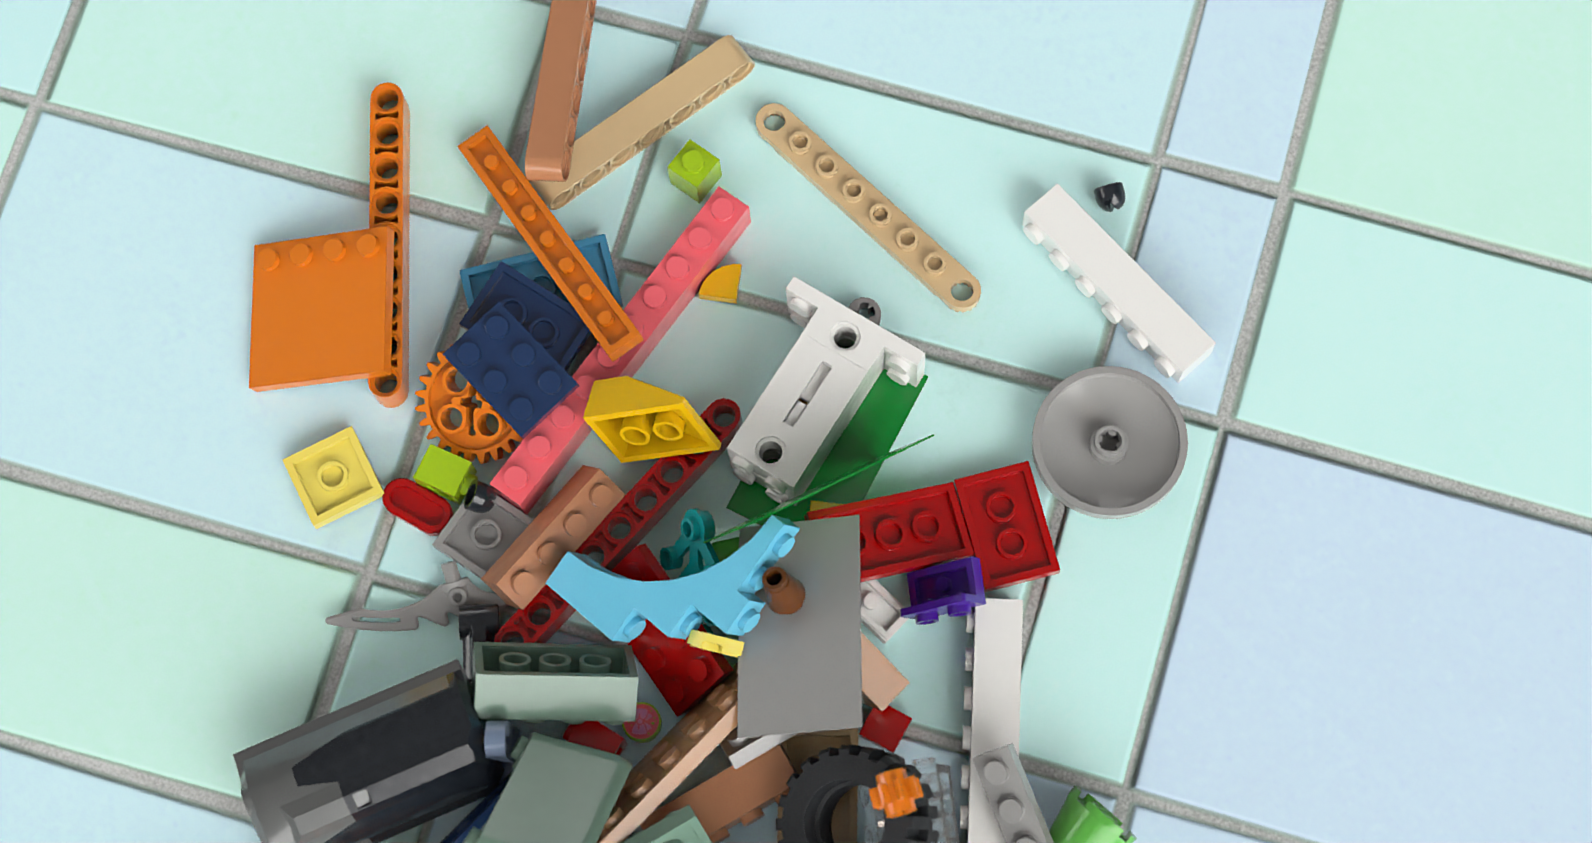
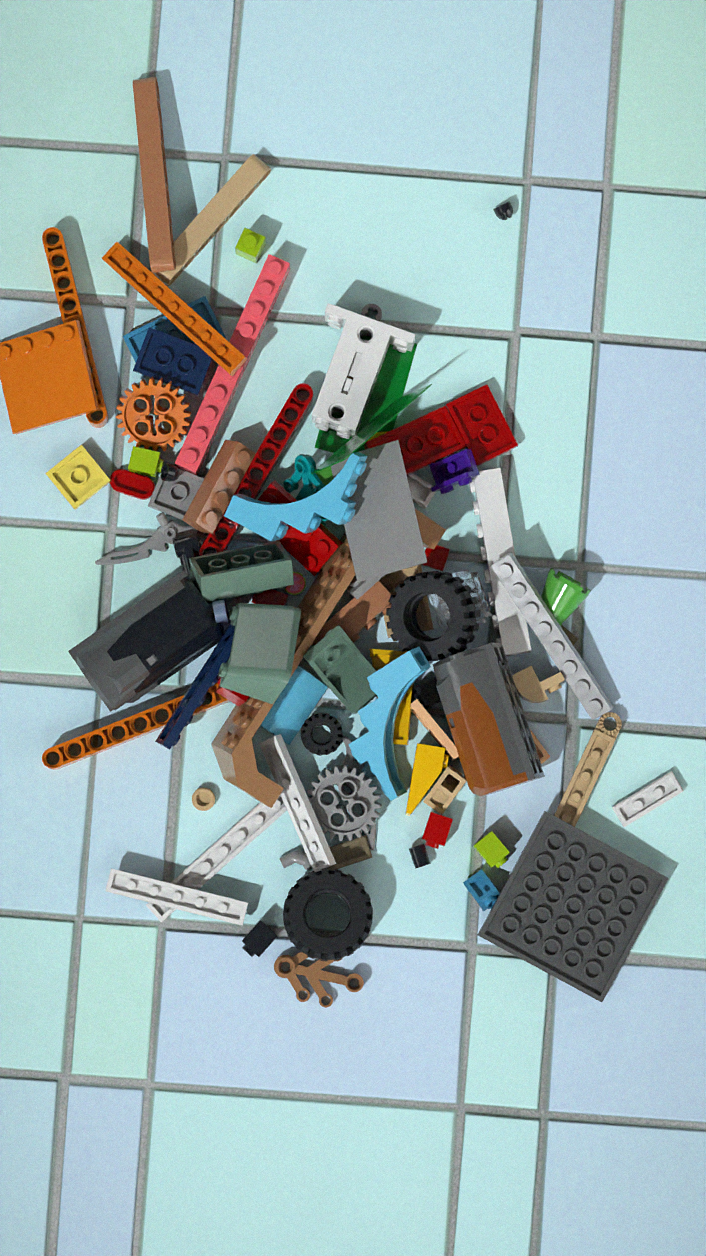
camera: 20 degrees left, 10 degrees up
(511, 370) = (172, 393): dark blue plate -> none
(645, 421) = (259, 408): yellow slope -> none
(715, 643) = (332, 531): light yellow tile -> none
(722, 284) = (282, 312): yellow tile -> none
(783, 592) = (365, 494): reddish brown cone -> none
(868, 207) = (358, 246): tan plate -> none
(895, 793) = (453, 594): orange gear -> none
(1109, 442) = (532, 363): light grey dish -> none
(1117, 283) = (518, 265): white brick -> none

